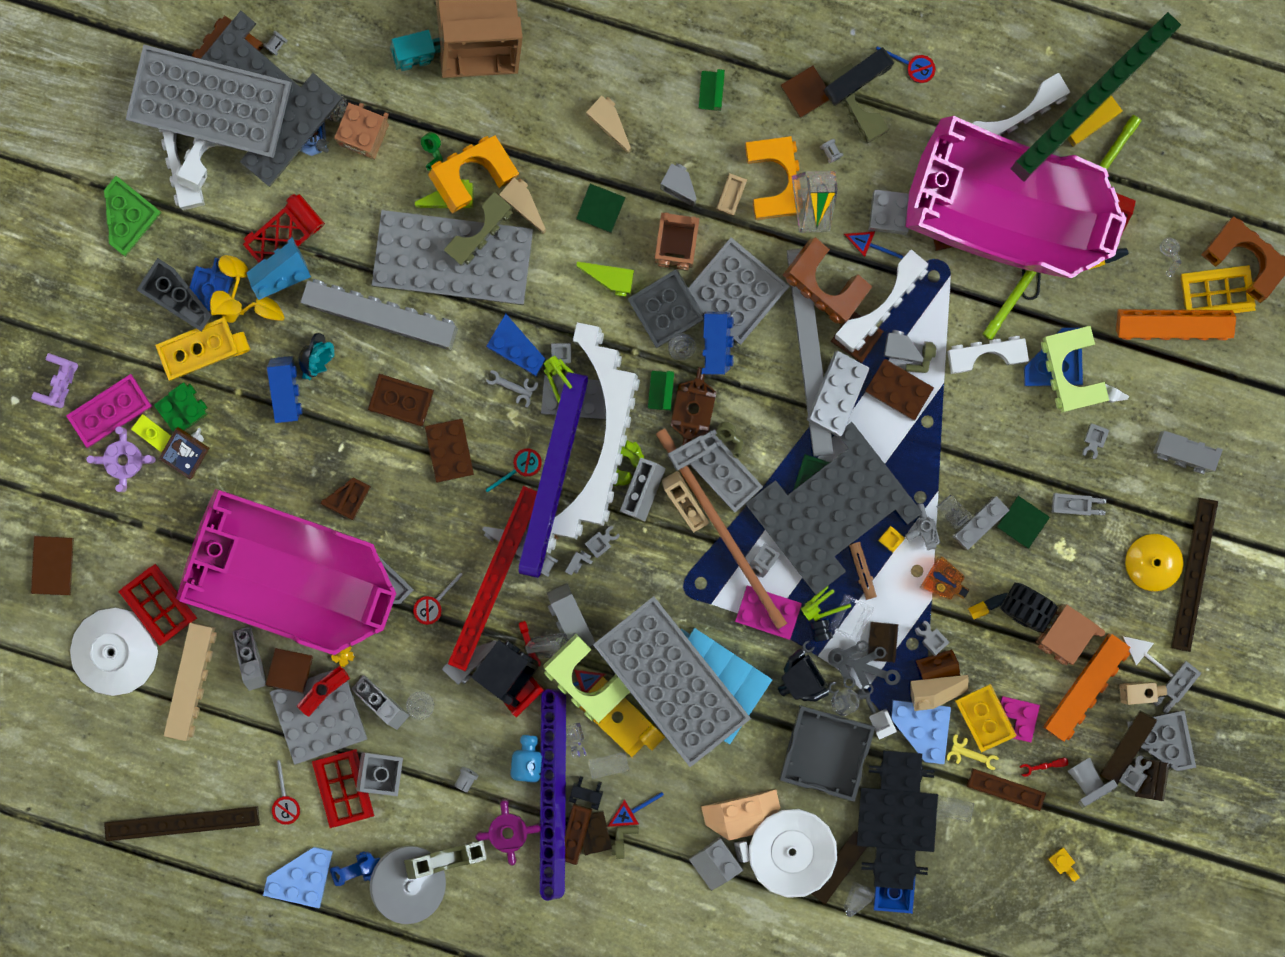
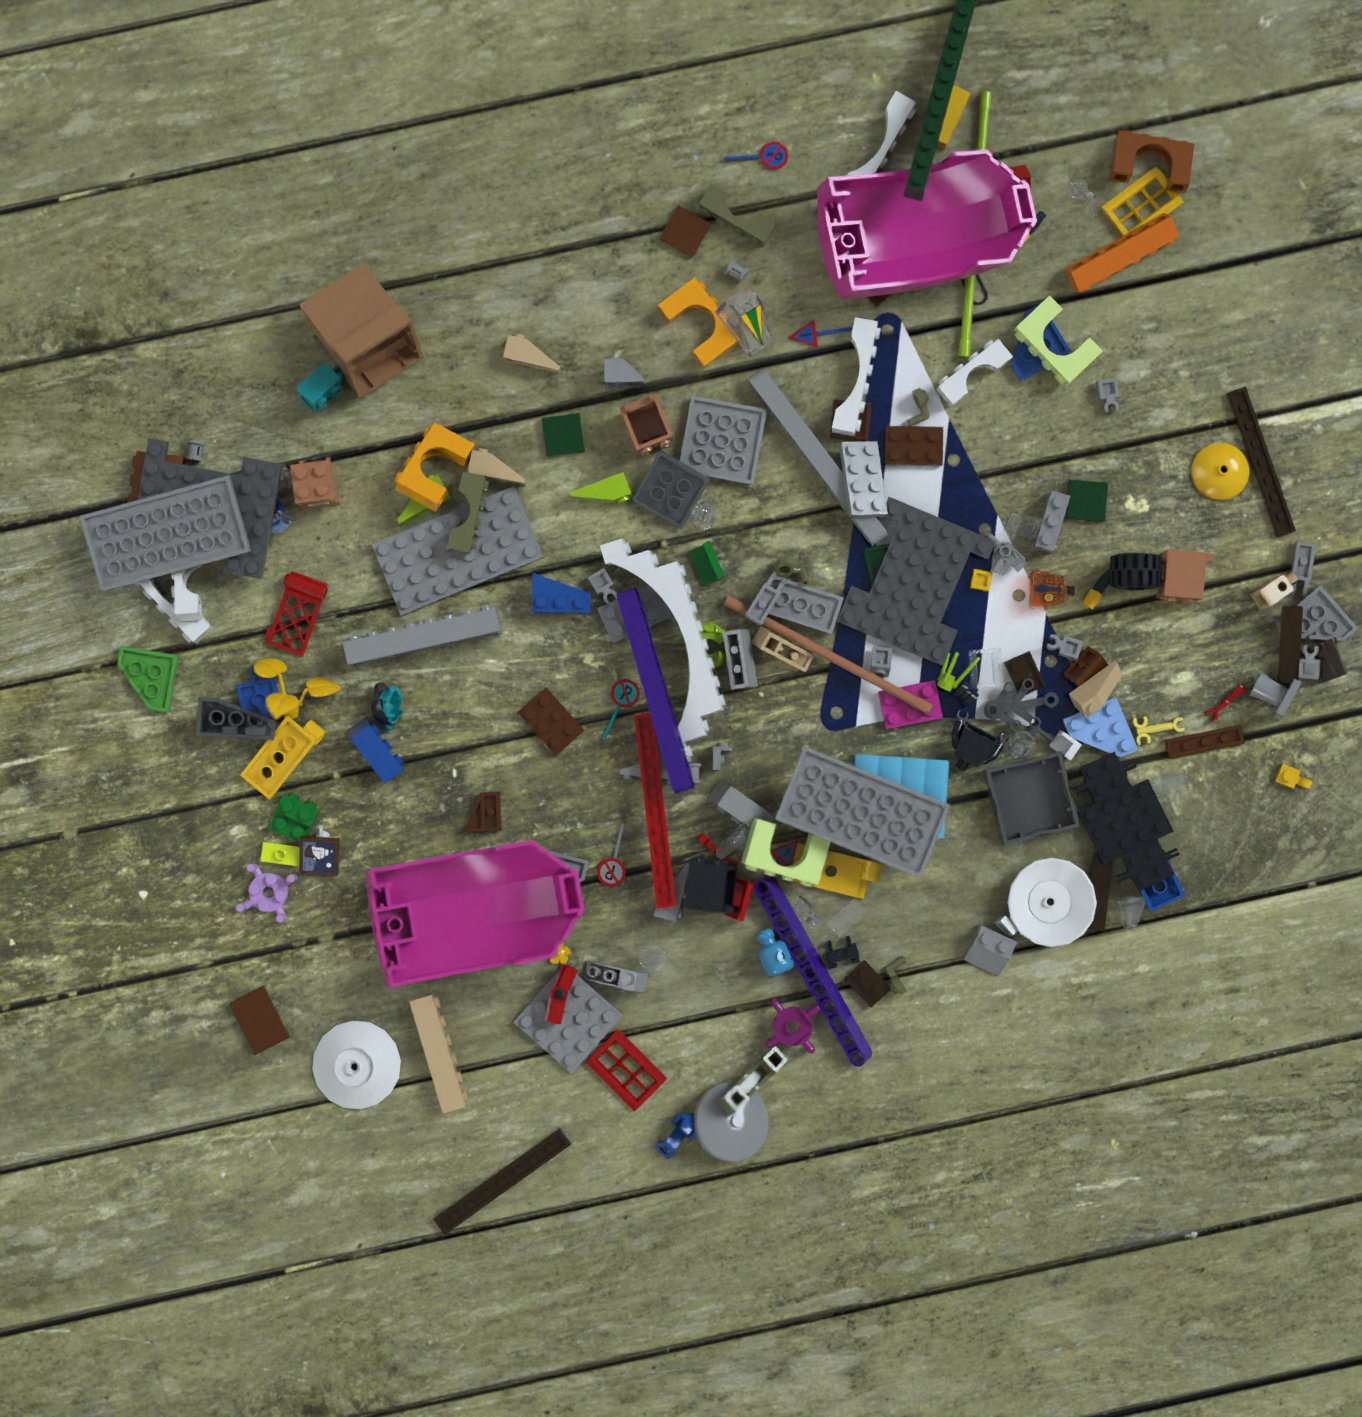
camera: 35 degrees left, 0 degrees up
(59, 382) = (174, 855): lavender plate -> none
(109, 410) = (232, 856): dark pink plate -> none
(144, 616) = (364, 1018): red piece -> none
(249, 659) = (479, 1003): light grey slope -> none
(278, 271) = (312, 648): dark azure wedge -> none
(285, 809) = (585, 1116): piece -> none
(289, 670) = (520, 993): reddish brown tile -> none
(301, 879) = (634, 1170): light blue plate -> none
(379, 774) = (651, 1039): light grey brick -> none
(400, 400) = (483, 701): reddish brown tile -> none
(431, 144) = (382, 462): green plate -> none
(466, 779) = (729, 1000): light grey bush -> none
(525, 392) = (588, 632): light grey bar -> none
(554, 367) = (602, 595): lime plant -> none
(576, 832) = (852, 992): reddish brown tile -> none
(600, 543) = (729, 728): light grey plate -> none
(625, 815) = (886, 953): piece -> none
(696, 424) = (734, 550): reddish brown plate -> none
(711, 90) = (601, 276): green panel -> none
(717, 342) = (733, 493): blue wedge -> none
(731, 194) = (670, 358): tan tile -> none
(741, 815) = (987, 895): light nougat wedge -> none
(802, 275) = (774, 392): dark orange arch -> none
(858, 76) = (724, 191): black beam -> none
(869, 593) = (989, 638): medium nougat pin -> none
(889, 212) = (817, 296): light grey brick -> none
(901, 348) = (895, 408): light grey slope -> none
(986, 718) = (1152, 689): yellow plate -> none
(1025, 716) = (1183, 667): dark pink plate -> none
(1075, 504) = (1124, 459): light grey hinge -> none
(1086, 687) = (1224, 612): orange brick -> none
(1115, 394) = (1105, 343): white piece -> none
(1139, 650) = (1250, 554): white piece -> none
(1187, 452) = (1195, 359): light grey wedge -> none

